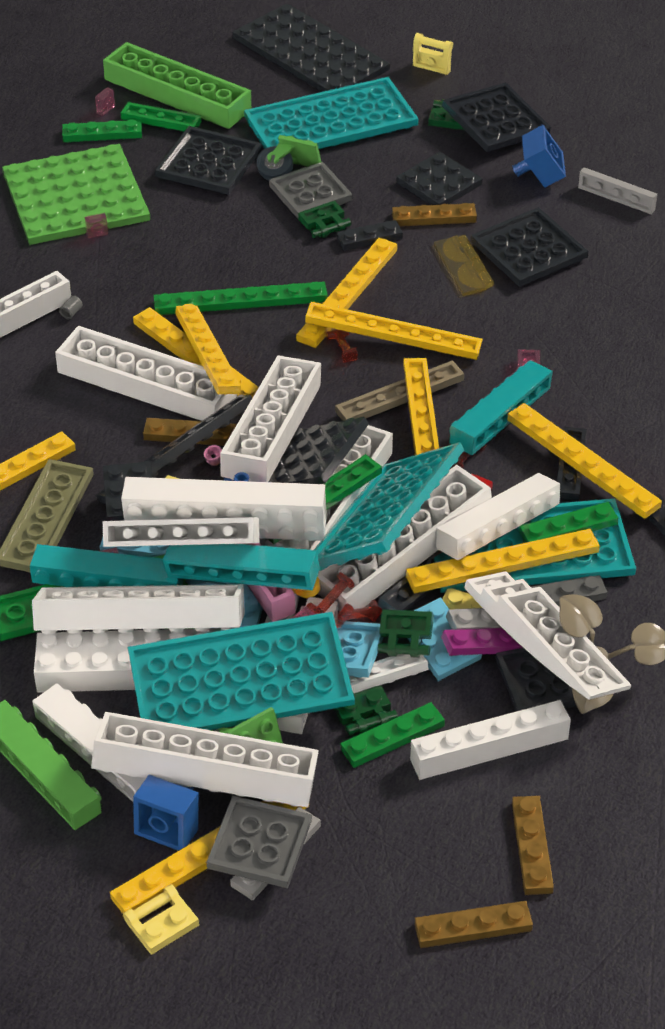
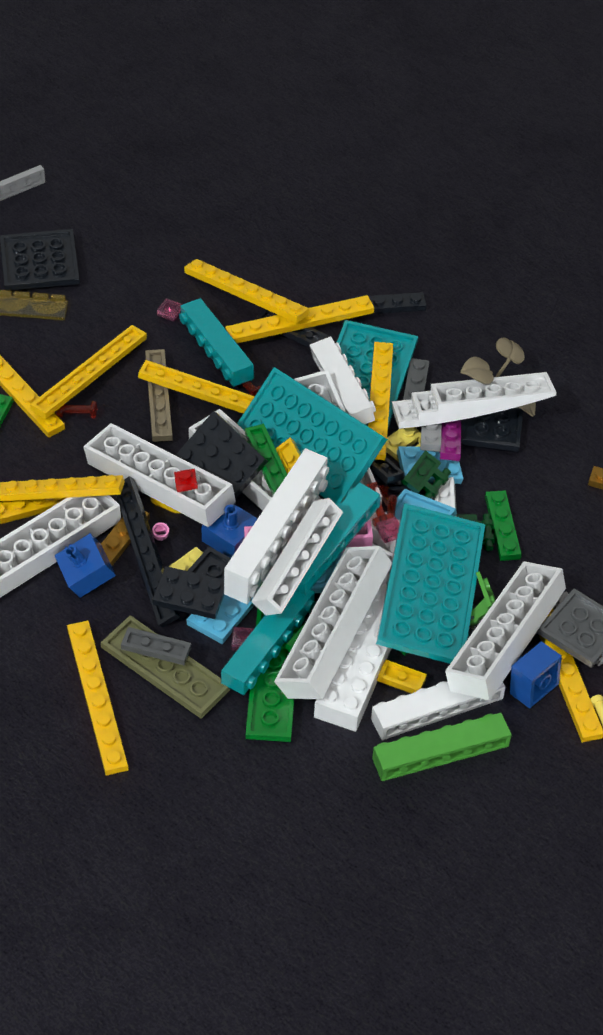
camera: 70 degrees left, 5 degrees up
(56, 494) = (156, 646): none -> dark grey plate
(119, 697) = (401, 677): none -> yellow plate
(131, 410) = (85, 565): none -> blue brick
(253, 427) = (186, 480): none -> red plate
(350, 503) = (288, 453): none -> yellow plate
(489, 739) = (537, 472): white brick -> none
(592, 403) = (247, 291): none -> yellow plate
(592, 517) = (362, 351): green plate -> none

